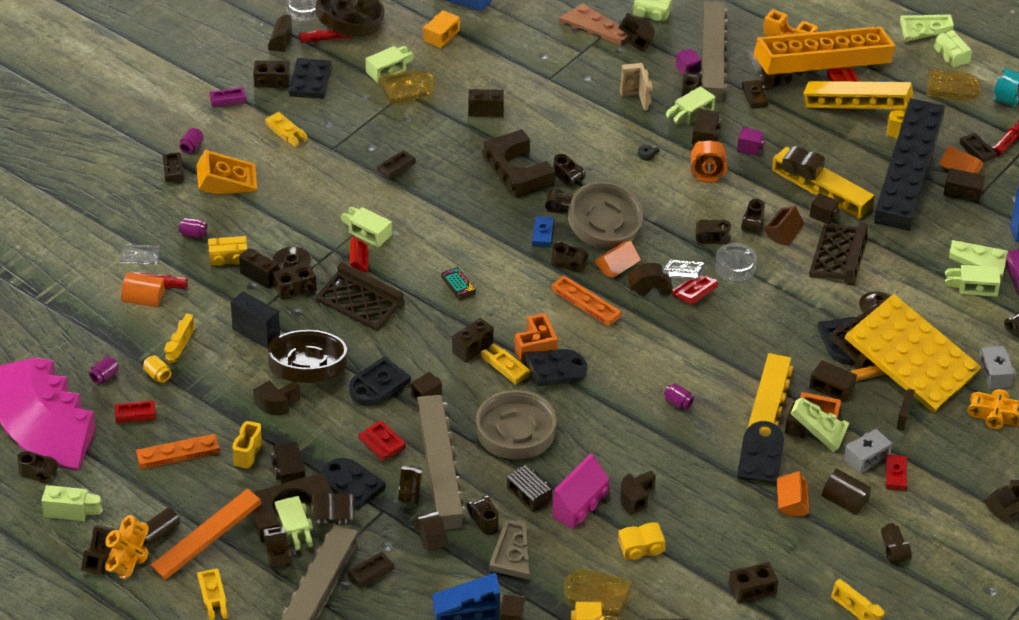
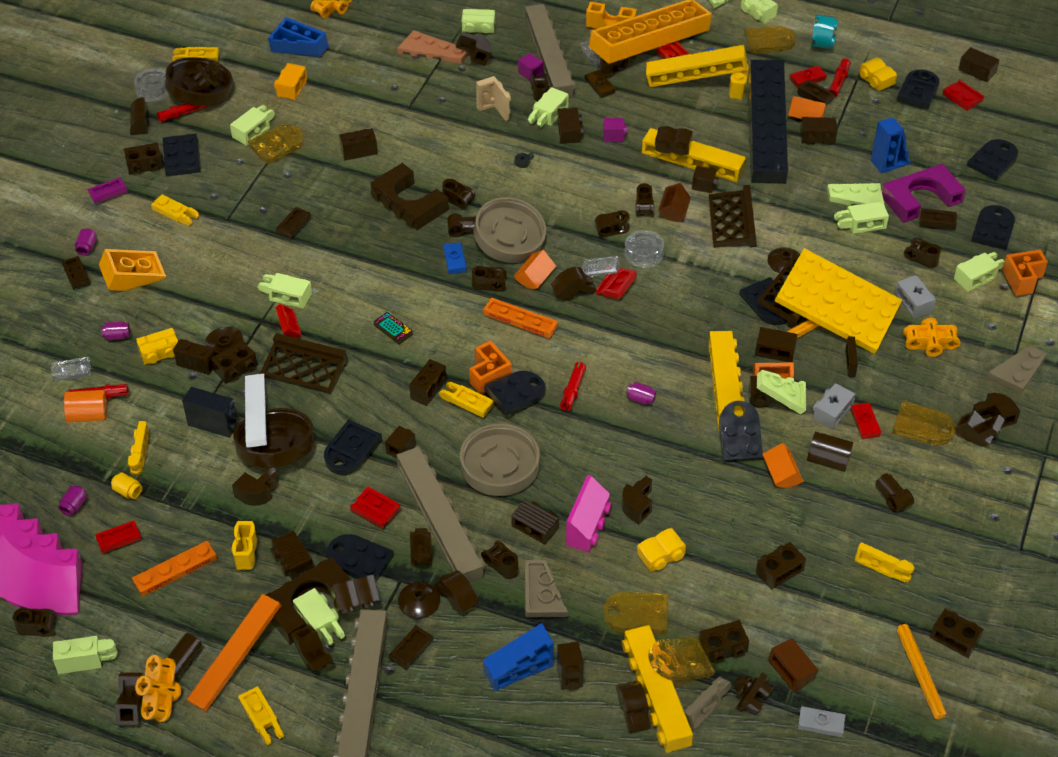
camera: 15 degrees left, 5 degrees up
(298, 327) = (255, 410): none -> white tile
(394, 532) = (419, 606): none -> dark brown dish
(610, 379) = (571, 391): none -> red pin
(708, 161) = (585, 156): orange brick -> none
(954, 489) = (923, 424): none -> clear yellow plate
(982, 129) = (814, 74): none -> red plate

